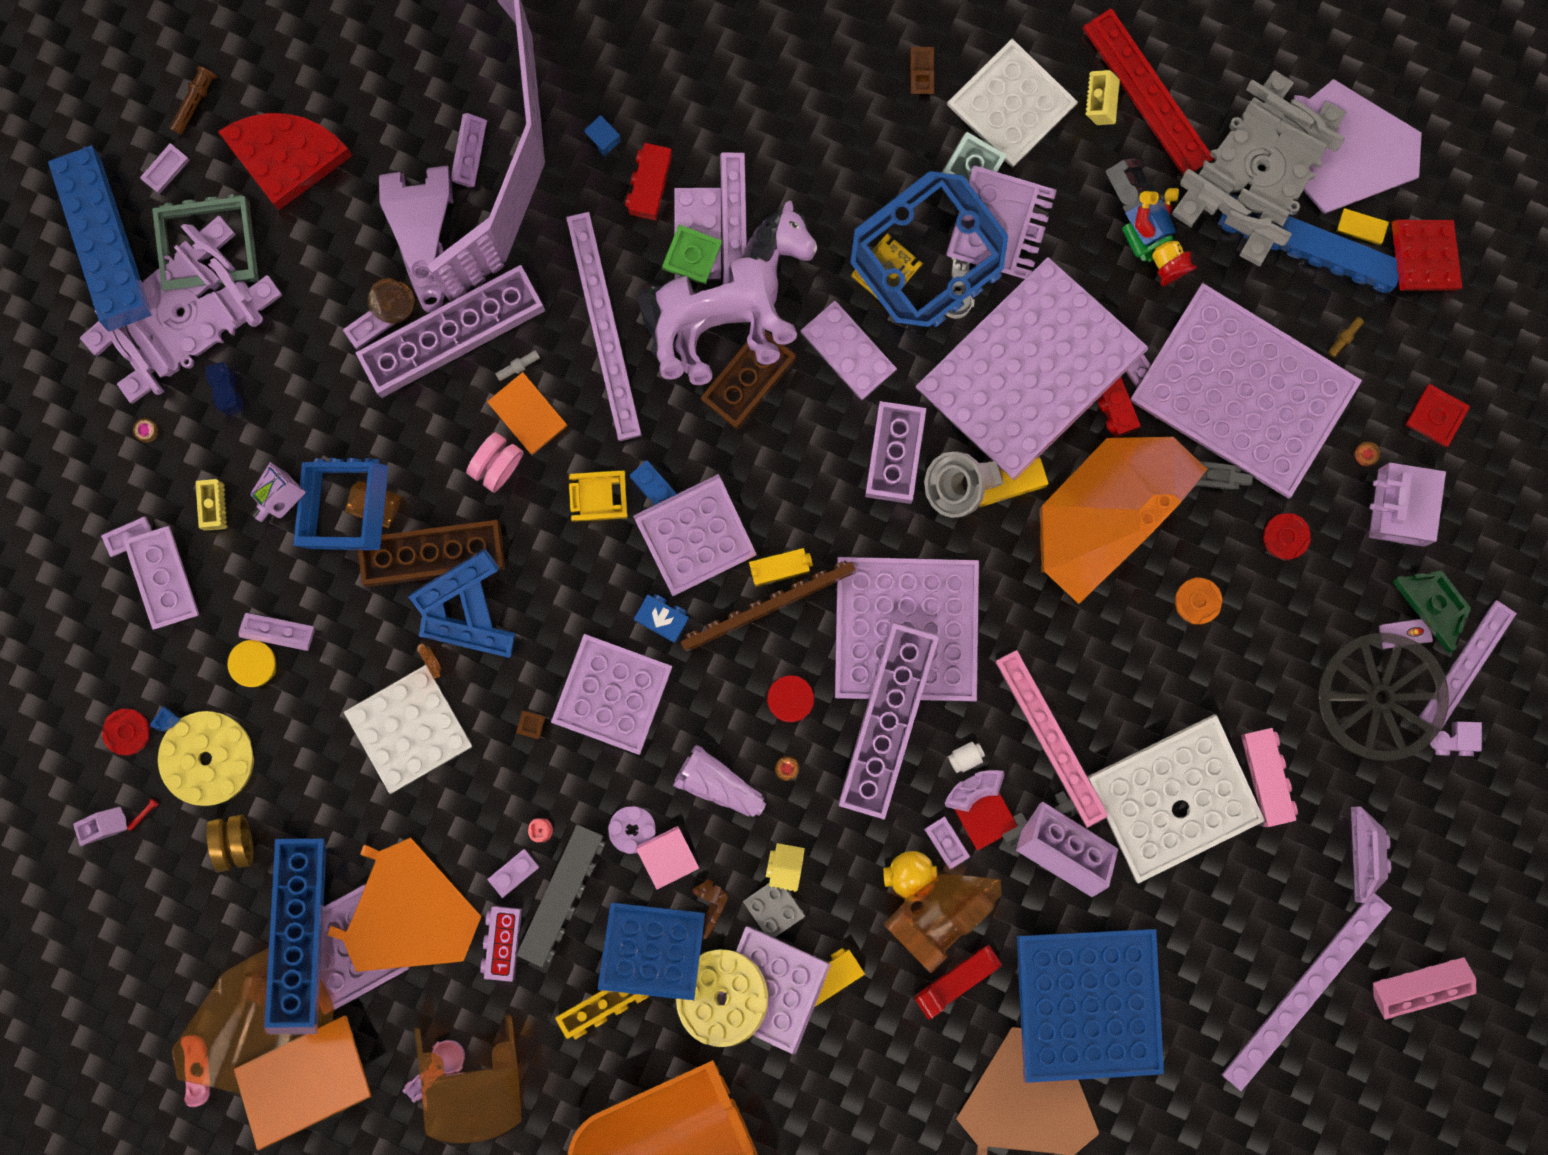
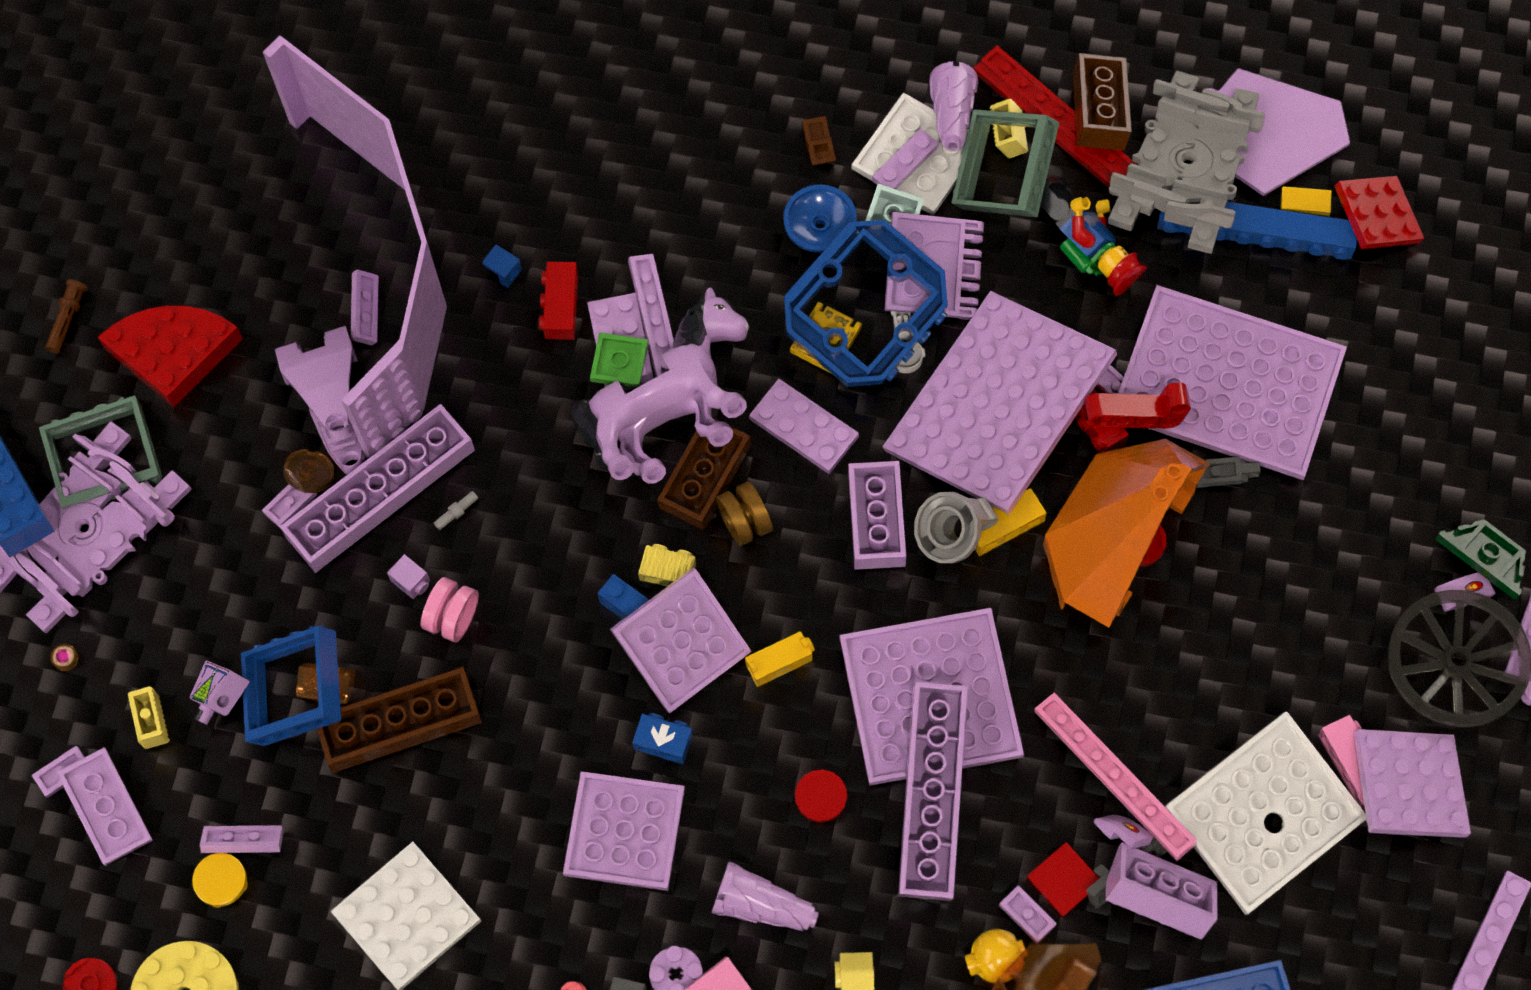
camera: 10 degrees left, 15 degrees down
(164, 168) = (46, 389): lavender tile -> none
(164, 720) = (131, 961): blue tile -> none
(224, 393) = (143, 595): clear blue brick -> none
(429, 660) = (416, 833): clear orange gear -> none
(464, 421) = (409, 577): none -> lavender brick
(478, 630) = (464, 793): blue plate -> none
(527, 413) = (475, 557): orange tile -> none
(530, 724) = (541, 882): reddish brown plate -> none
(594, 496) = (563, 626): yellow container -> none
(603, 326) = (541, 454): lavender plate -> none
(696, 460) = (664, 566): none -> light yellow brick
(760, 609) = (784, 693): reddish brown plate -> none
(775, 427) = (744, 513): none -> pearl gold wheel
(787, 768) = (833, 872): clear orange tile -> none
(908, 137) = (817, 206): none -> blue dish
(966, 757) = (1027, 817): white brick -> none
(974, 788) = (1041, 851): lavender tile -> none
(998, 110) = (906, 160): none -> lavender plate
(1051, 790) = (1124, 828): none -> lavender slope
(1055, 62) = (953, 101): none -> lavender cone
(1117, 150) = (1036, 168): none -> sand green window
(1154, 406) = (1139, 410): none -> red beam
(1195, 90) = (1101, 102): none -> reddish brown brick
(1198, 601) = (1235, 604): orange tile -> none
(1286, 536) = (1311, 519): red tile -> none
(1310, 800) = (1411, 783): none -> lavender plate
(1345, 337) = (1318, 309): pearl gold bar -> none
(1367, 453) = (1373, 419): clear orange tile -> none
(1369, 854) = (1490, 829): lavender wedge -> none
(1407, 504) = (1428, 455): lavender piece -> none
(1437, 415) = (1435, 367): red tile -> none

